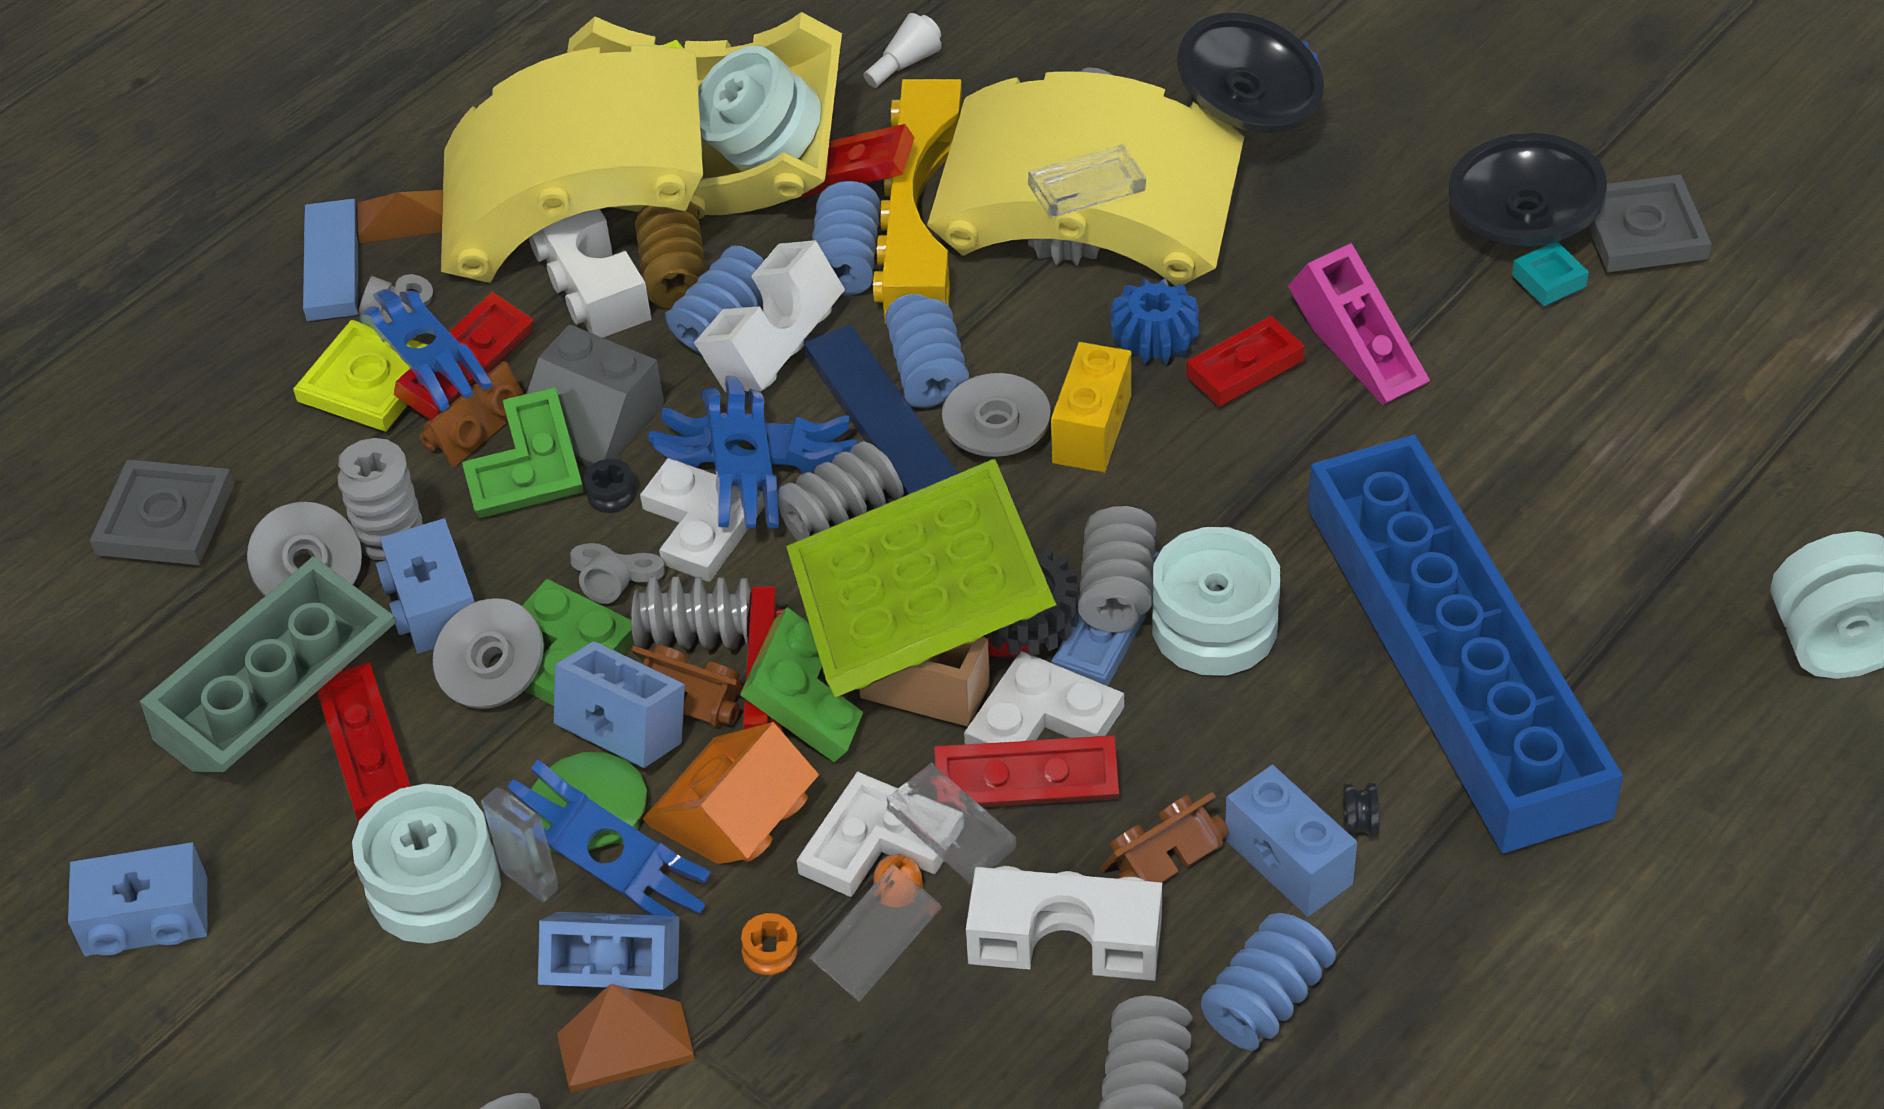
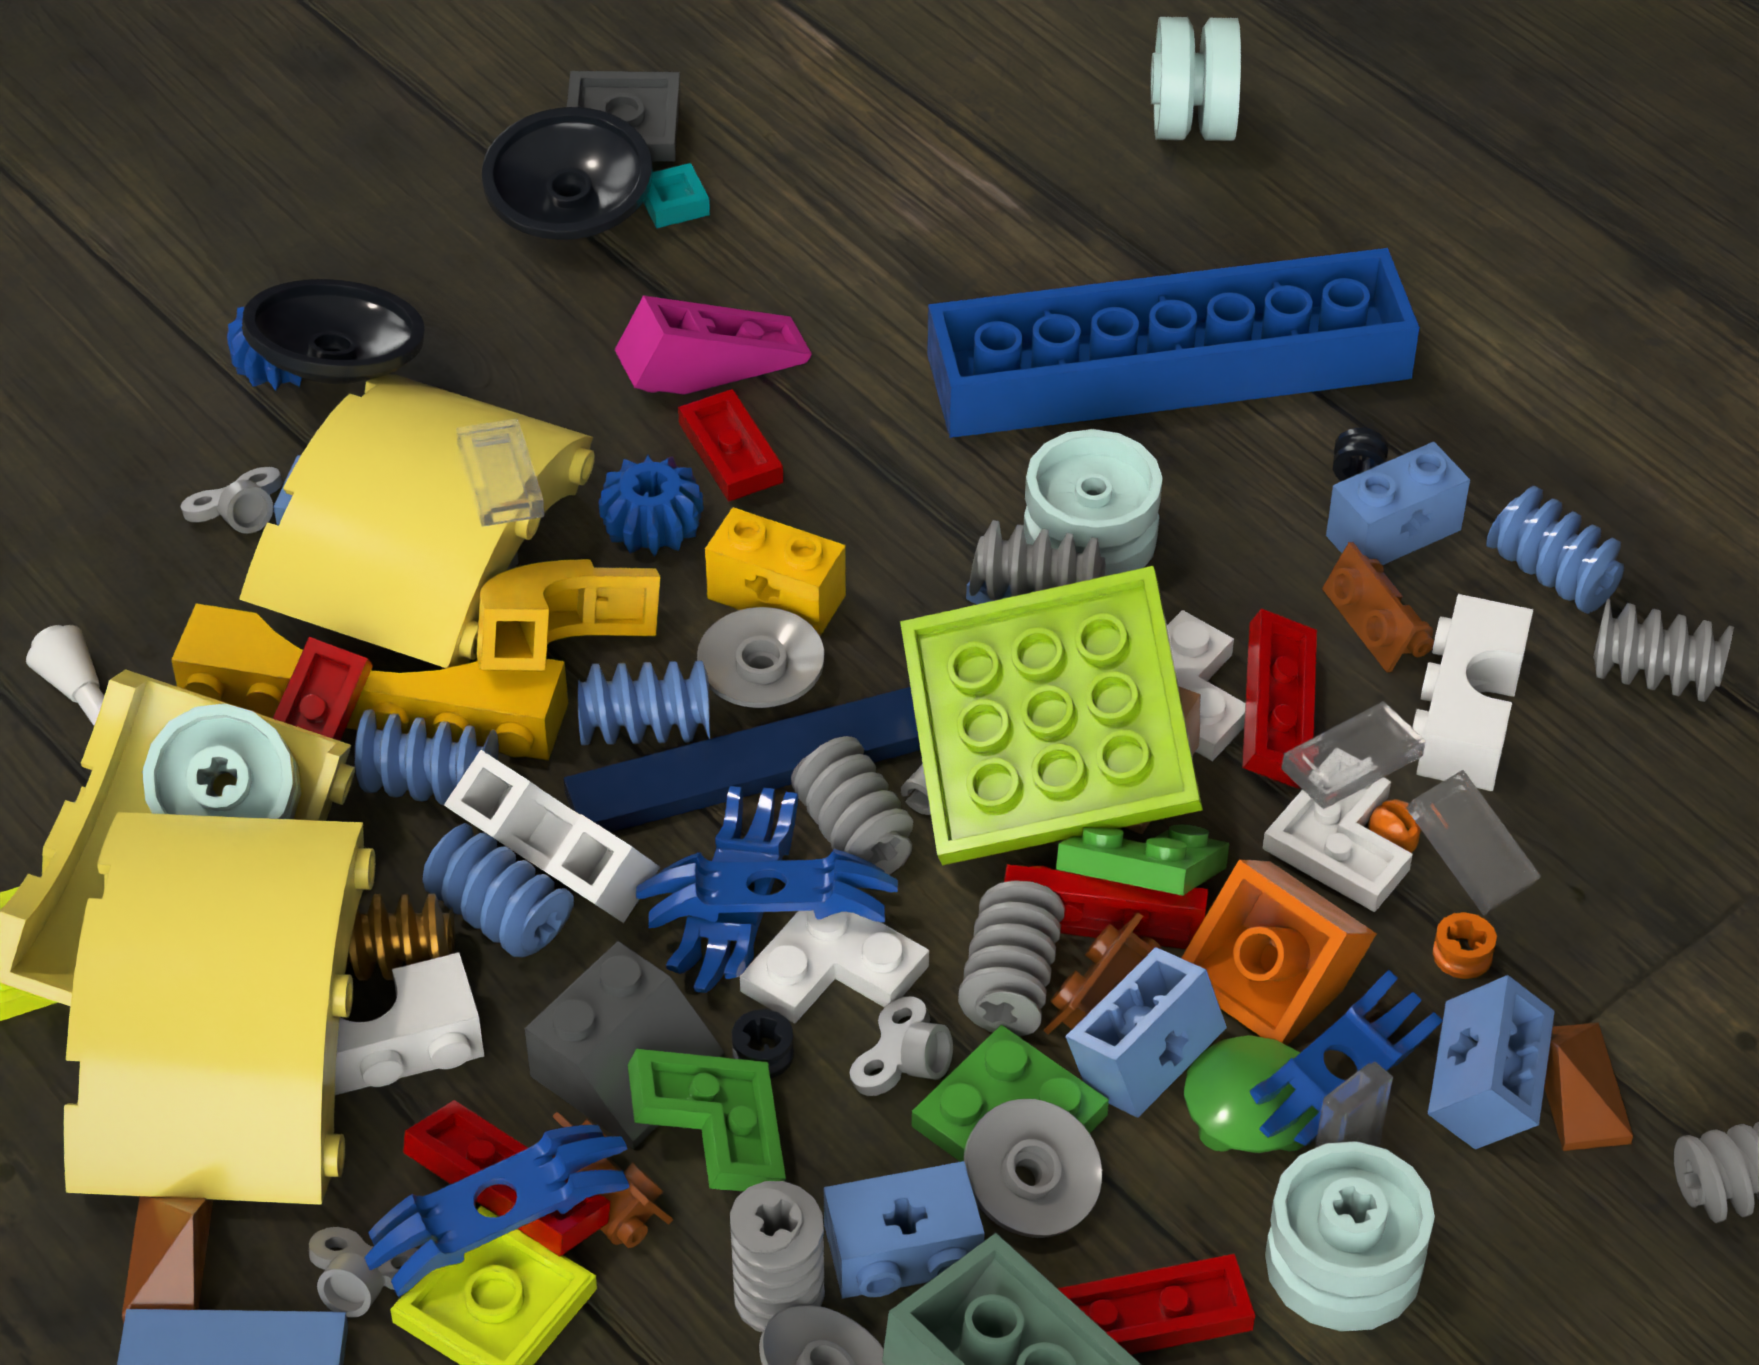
camera: 85 degrees left, 0 degrees up
(998, 256) = (560, 600): none -> yellow arch

